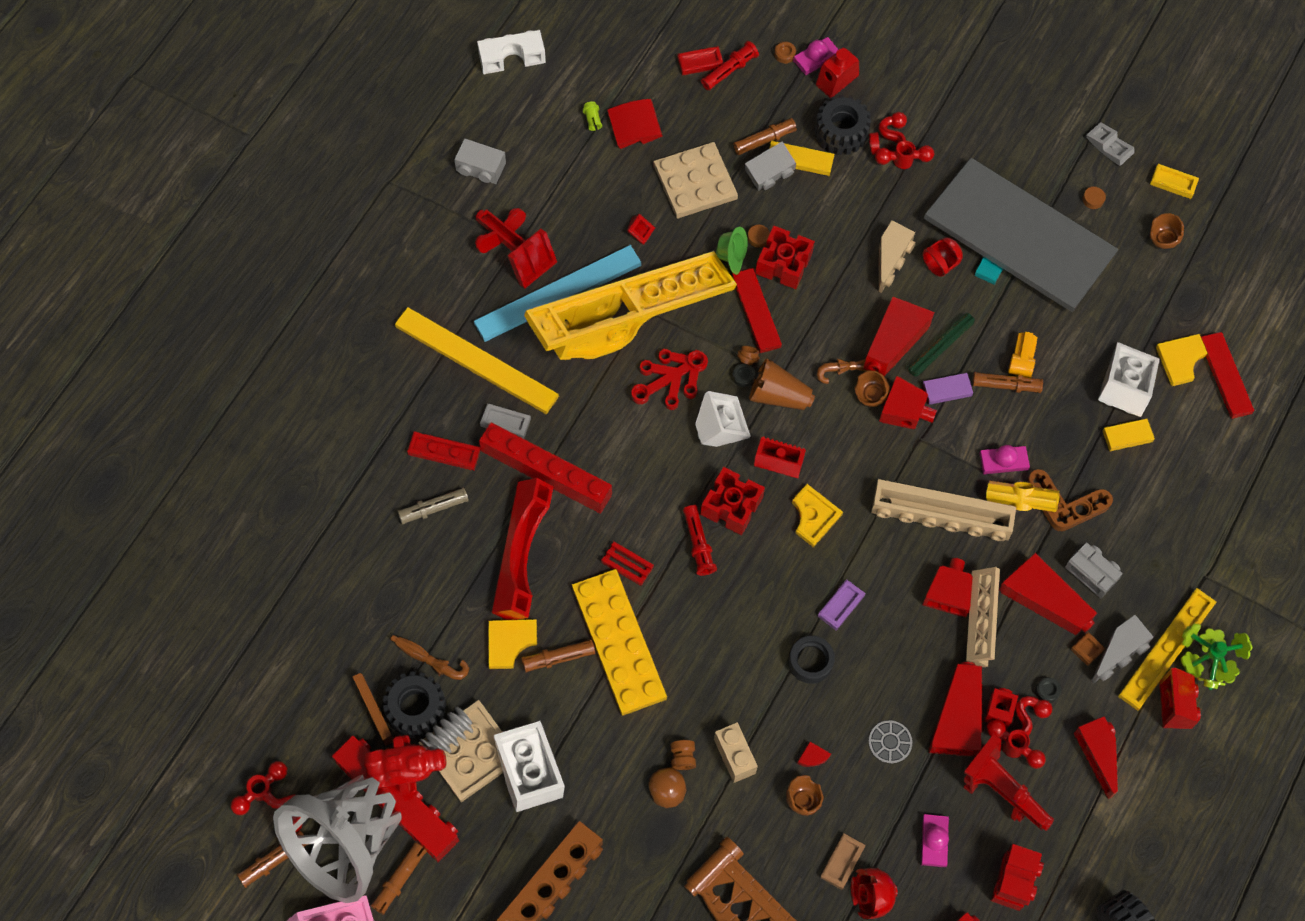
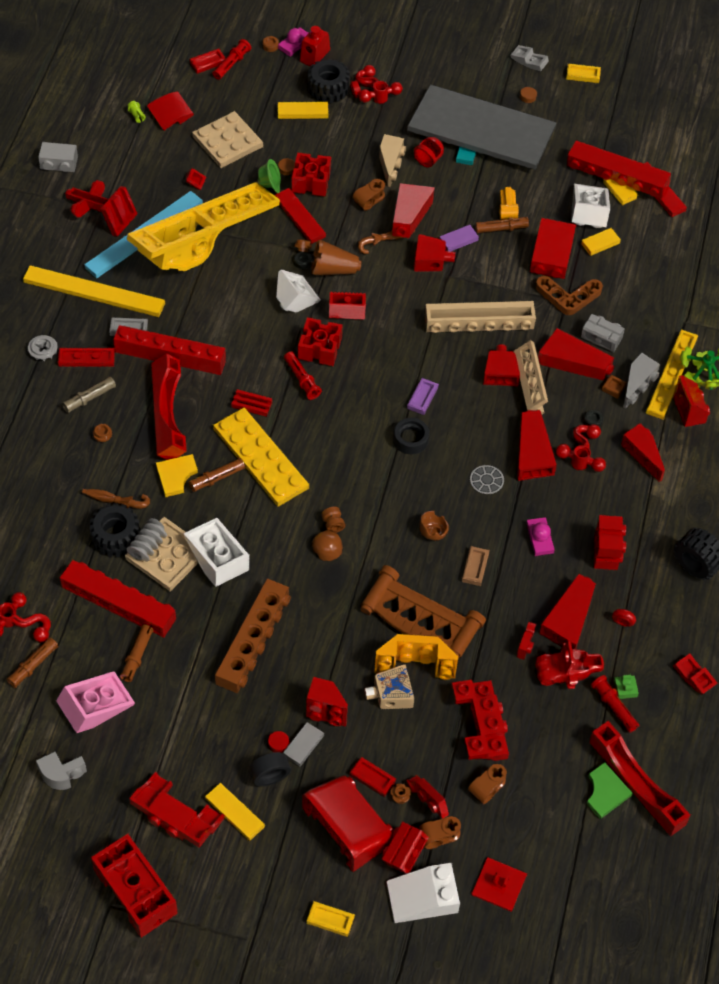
camera: 15 degrees left, 10 degrees down
(336, 829) = (96, 609): light grey piece -> none
(373, 709) = (82, 541): dark orange tile -> none
(393, 417) = (40, 342): none -> light grey gear
(403, 764) = (119, 567): red piece -> none
(435, 563) = (102, 433): none -> dark orange plate
(526, 45) = (71, 74): white arch -> none
(671, 375) = (228, 286): red plant -> none
(735, 752) = (372, 509): tan brick -> none
(758, 139) = (277, 96): dark orange pin -> none
(770, 166) = (282, 117): light grey brick -> none
(813, 756) = (432, 500): red tile -> none
(816, 515) = (385, 341): yellow tile -> none
(851, 301) = (370, 194): none -> dark orange piece
(872, 388) = (402, 247): dark orange hair -> none
(873, 892) = (504, 578): red cylinder -> none
(941, 344) = (445, 210): clear green axle -> none
(987, 770) = (564, 476): red piece -> none
(1004, 459) = (515, 275): dark pink tile -> none
(1006, 699) = (562, 434): red brick -> none
(1023, 496) = (538, 293): yellow piece -> none
(1062, 436) = (553, 248): none -> red slope
(1167, 231) = (588, 103): dark orange hair -> none
(1180, 337) = (618, 168): none -> red brick

